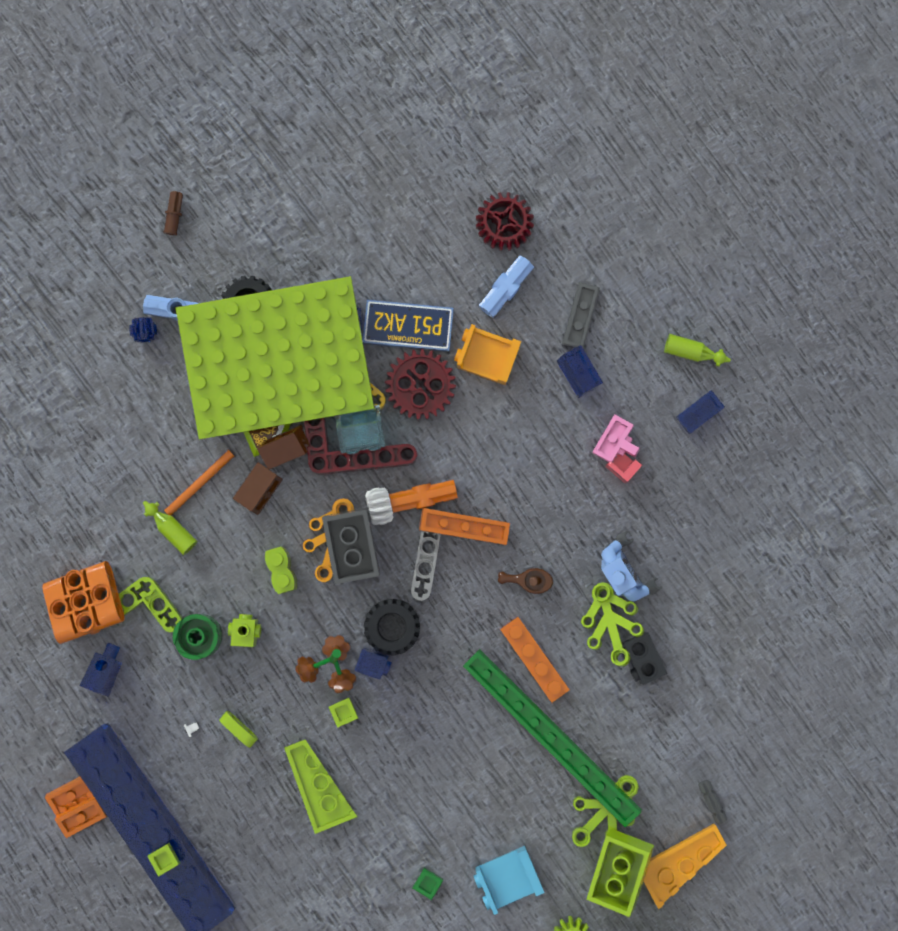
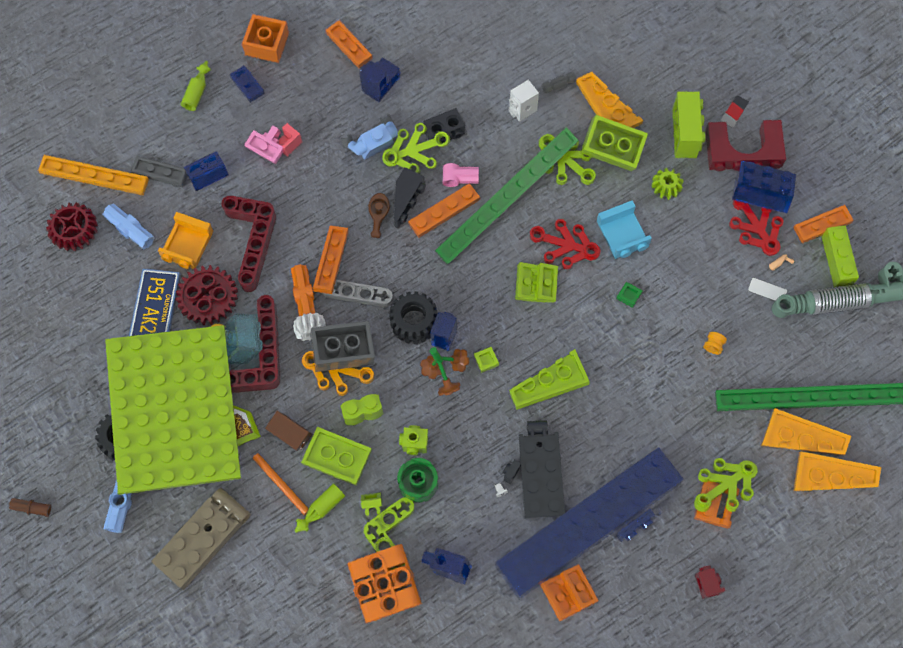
camera: 85 degrees left, 15 degrees down
(129, 393) = (194, 546): none -> dark tan hinge
(140, 877) = (629, 531): none -> clear blue plate
(143, 329) = (136, 532): clear blue gear -> none
(163, 859) = (612, 500): lime plate -> none
(176, 584) = (371, 501): none -> lime tile
(209, 741) = (511, 471): none -> black plate
(211, 775) = (541, 472): none -> black hinge
(229, 543) = (336, 456): none -> lime plate
(238, 729) = (500, 447): lime beam -> none
(283, 447) = (253, 403): reddish brown hinge -> none
(441, 771) = (536, 282): none -> lime slope
(491, 810) = (567, 244): none -> red plant
(493, 435) = (256, 238): none -> dark red beam
(557, 613) = (407, 189): none -> black slope
(574, 239) = (93, 175): none -> light orange tile
(579, 673) = (455, 175): none -> bright pink piece
(678, 758) = (523, 100): none -> white brick
(710, 575) = (378, 78): none -> clear blue brick
(759, 535) = (349, 44): none -> orange plate
(762, 431) = (265, 38): none -> orange brick

